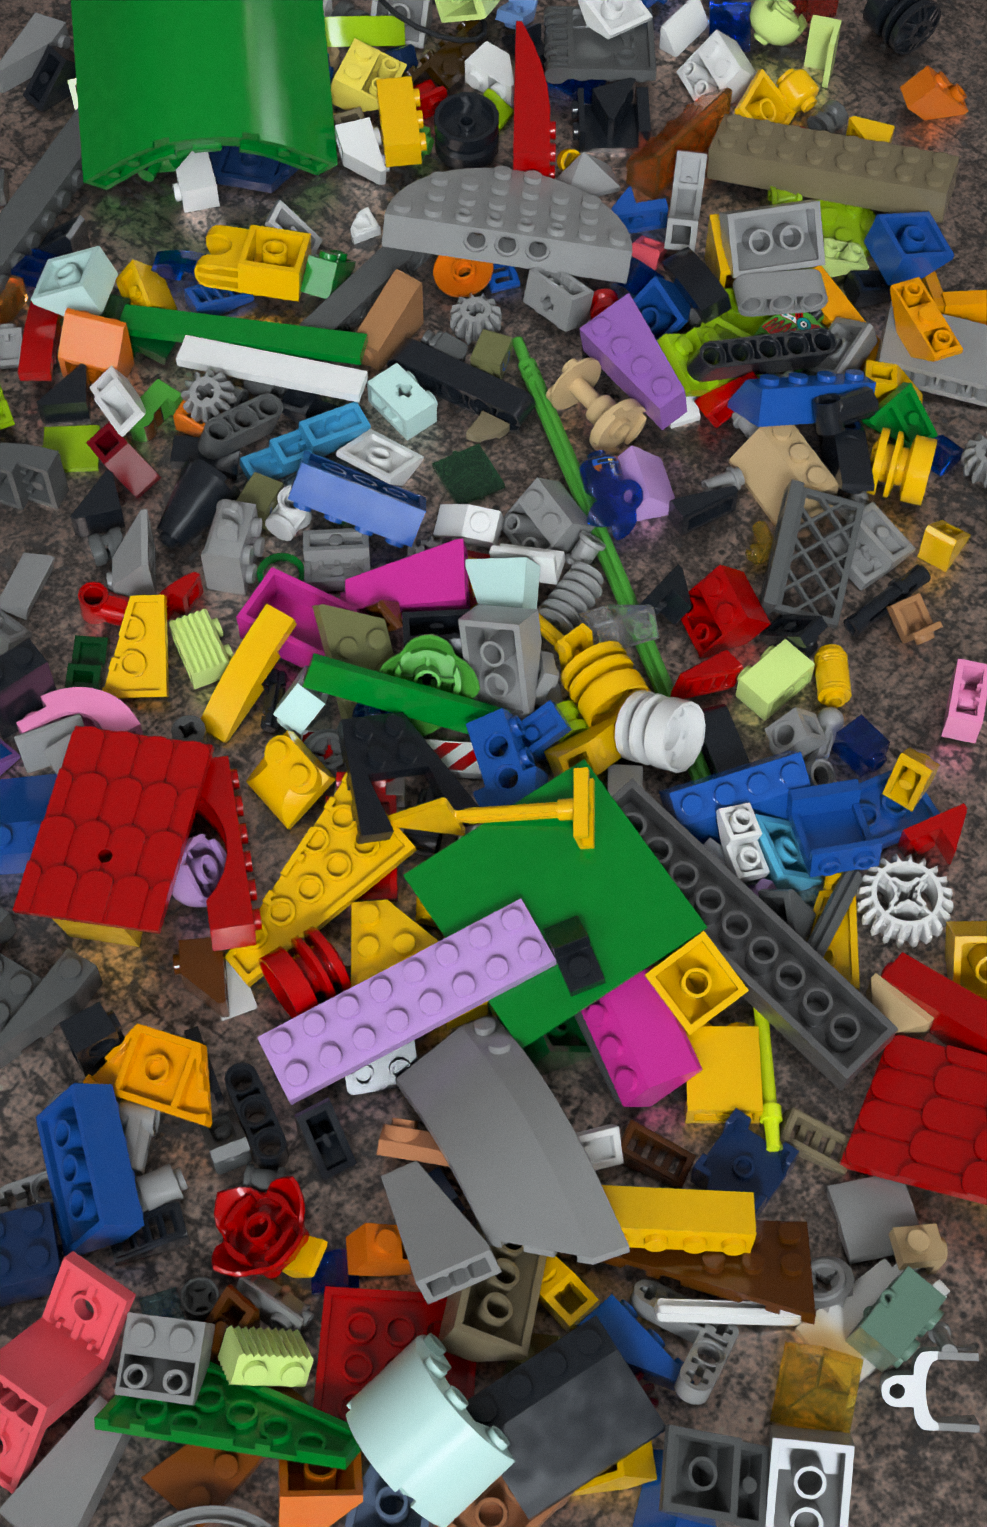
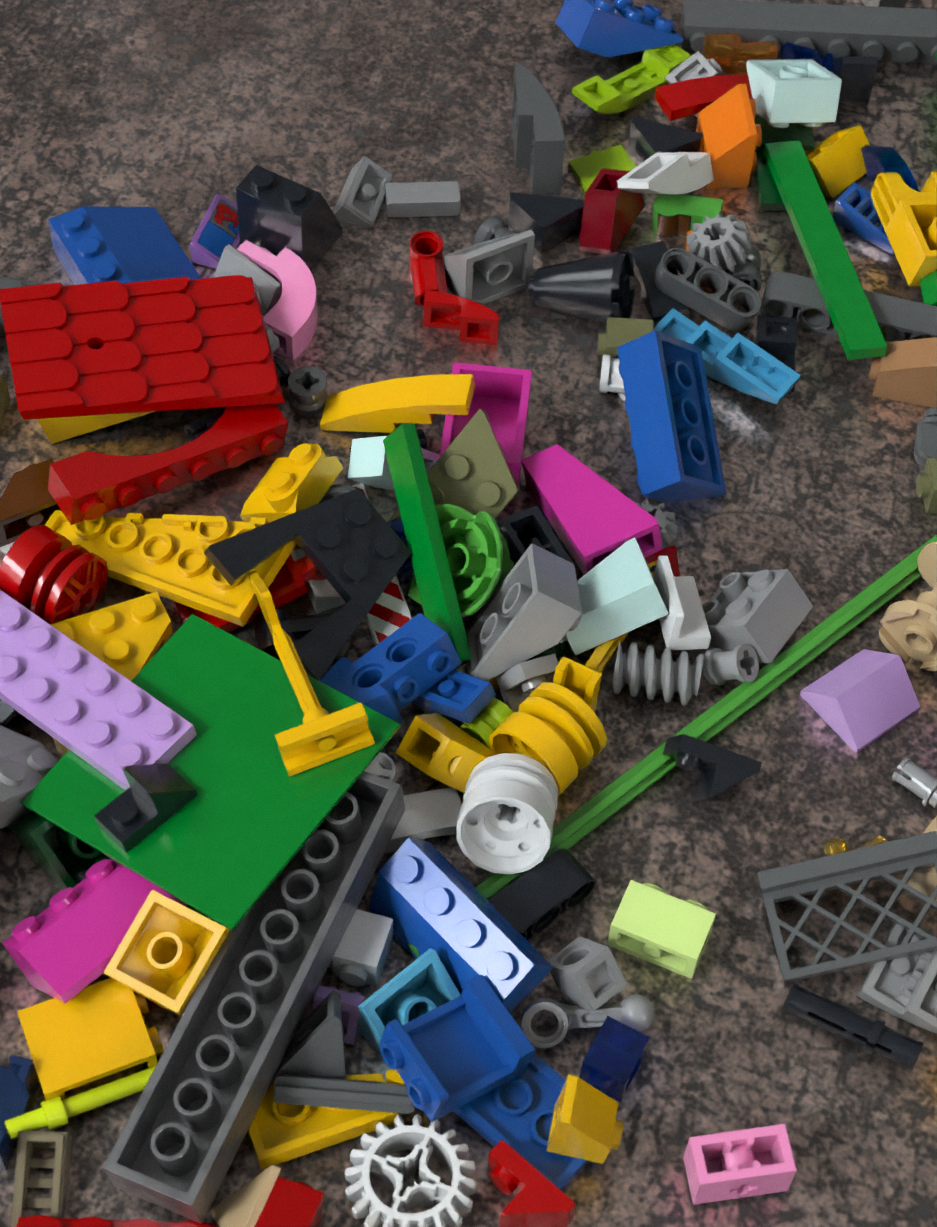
camera: 65 degrees right, 5 degrees down
(88, 662) = (351, 284): dark green slope -> none
(141, 653) = (376, 313): yellow wing -> none
(199, 871) = (137, 434): lavender cylinder -> none
(200, 647) = (419, 352): yellowish green brick -> none
(233, 547) = (548, 333): light grey hinge -> none
(272, 368) = (794, 288): white tile -> none
(280, 557) = (559, 383): green piece -> none
(334, 556) = (595, 436): light grey slope -> none
(381, 457) = (747, 431): white slope -> none
(387, 610) = (529, 492): reddish brown slope -> none
(402, 401) = (835, 424): light aqua brick -> none
(463, 383) = (894, 472): black beam -> none
(468, 475) = (780, 524): clear green piece -> none
(473, 523) = (704, 545): white slope -> none
(486, 428) = (853, 517): dark tan tile -> none
(599, 465) = (844, 643): clear blue head -> none
(610, 506) = (797, 665): clear blue plate -> none
(622, 623) = (634, 725): clear slope -> none
(701, 508) = (865, 769): black slope -> none
(709, 676) = (620, 846): red slope -> none
(723, 612) = (729, 840): red slope -> none
(739, 841) = (390, 949): white slope -> none
(799, 630) = (735, 934): black slope -> none
(832, 676) = (701, 994): yellow head -> none
(913, 620) = (836, 1065): medium nougat bracket -> none

